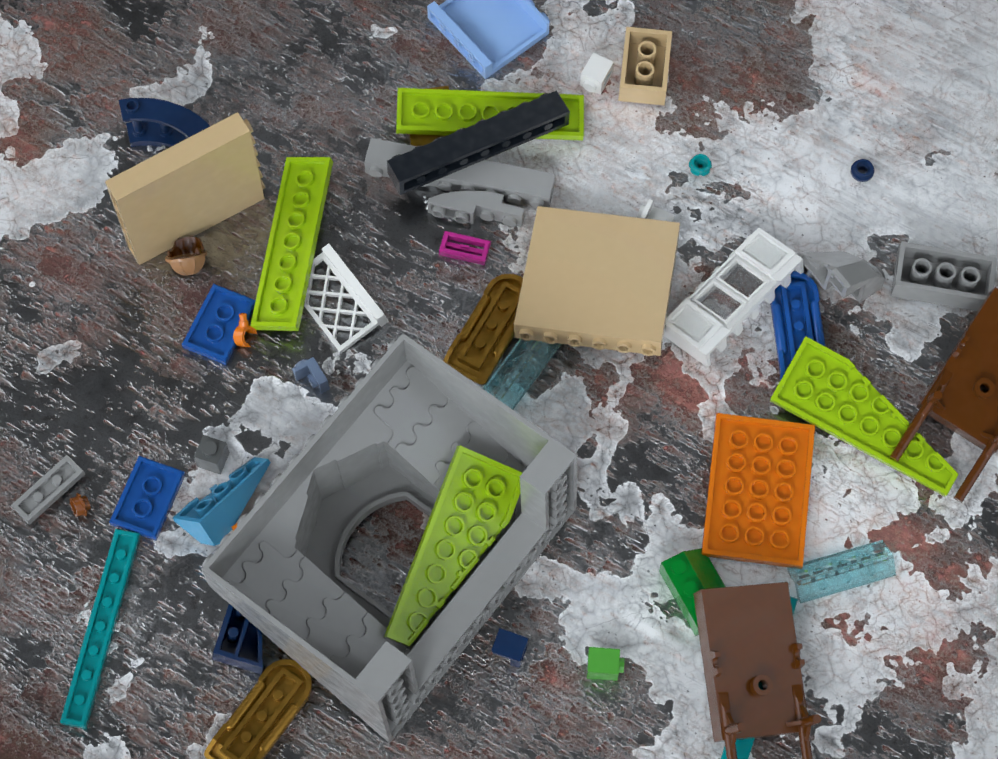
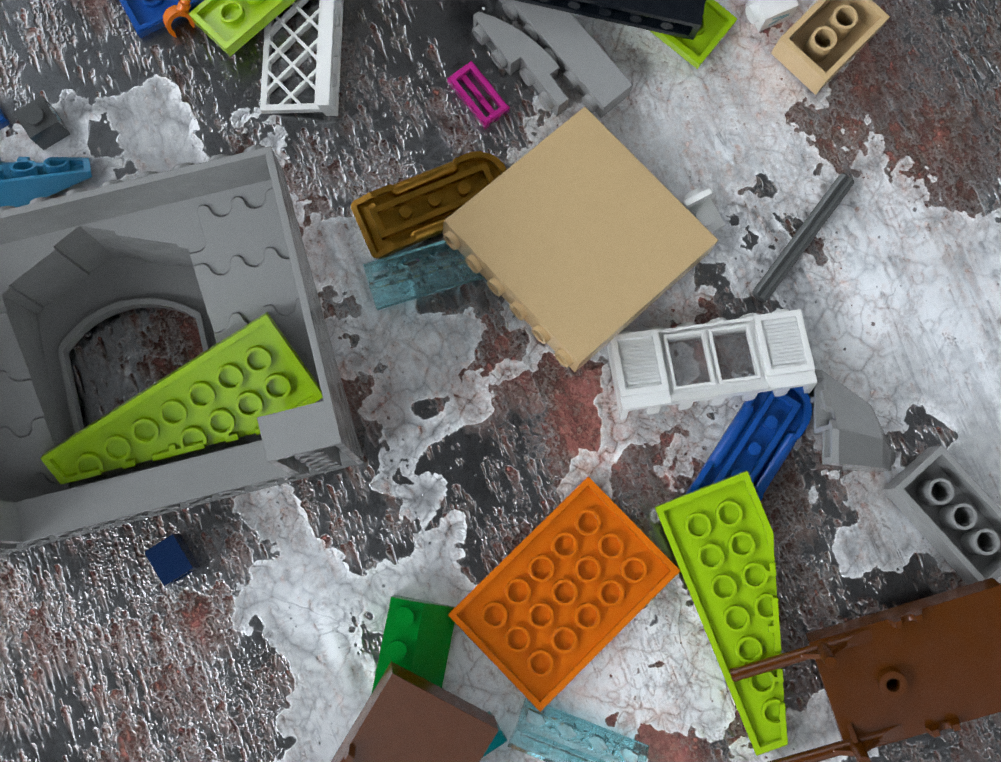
camera: 30 degrees right, 15 degrees up
(314, 374) = (214, 117): sand blue bracket -> none
(604, 663) = (252, 652): bright green brick -> none
(700, 159) = (801, 183): teal plate -> none
(725, 190) = (803, 237): none -> dark grey axle
(862, 164) = (977, 327): dark blue plate -> none

